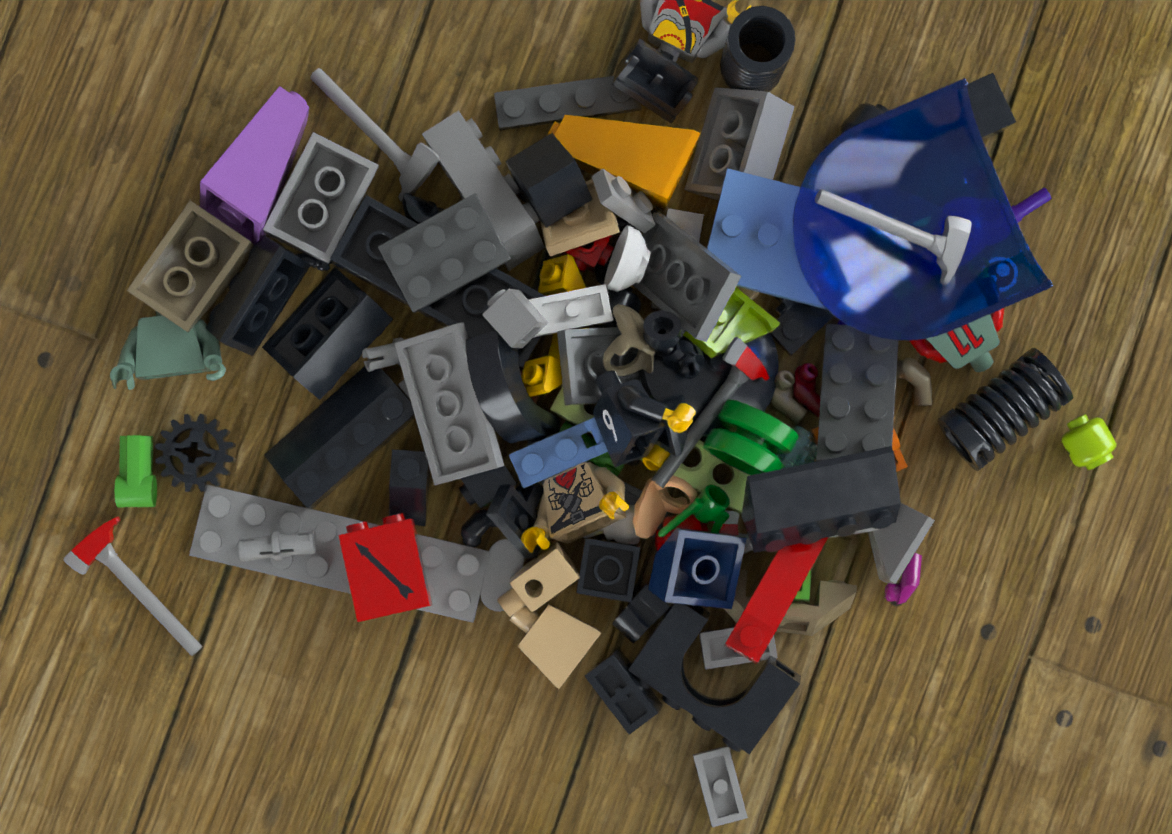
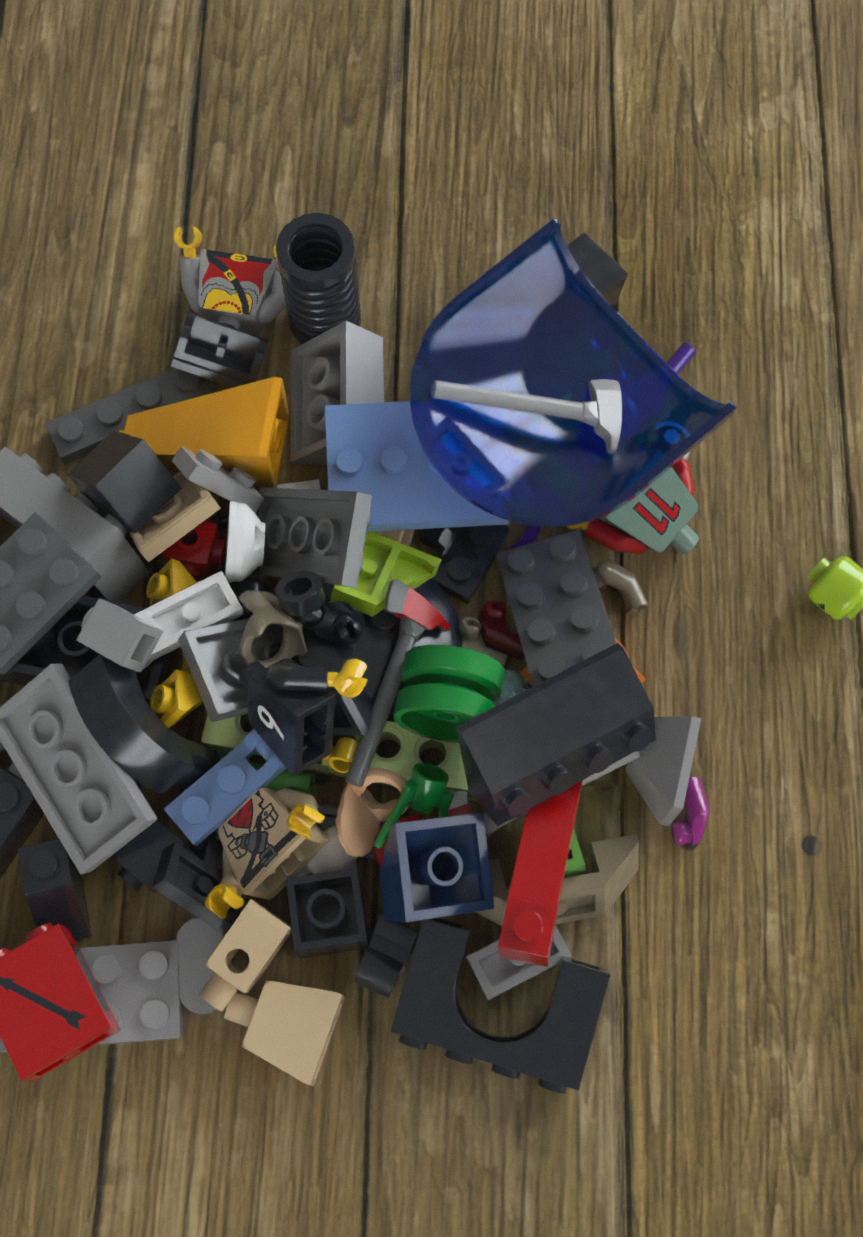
camera: 10 degrees left, 15 degrees down
(475, 528) = (151, 916): black arm -> none
(622, 692) = (393, 1064): black hinge -> none
(720, 786) = (556, 1148): light grey plate -> none
(1012, 416) = (702, 594): black piece -> none

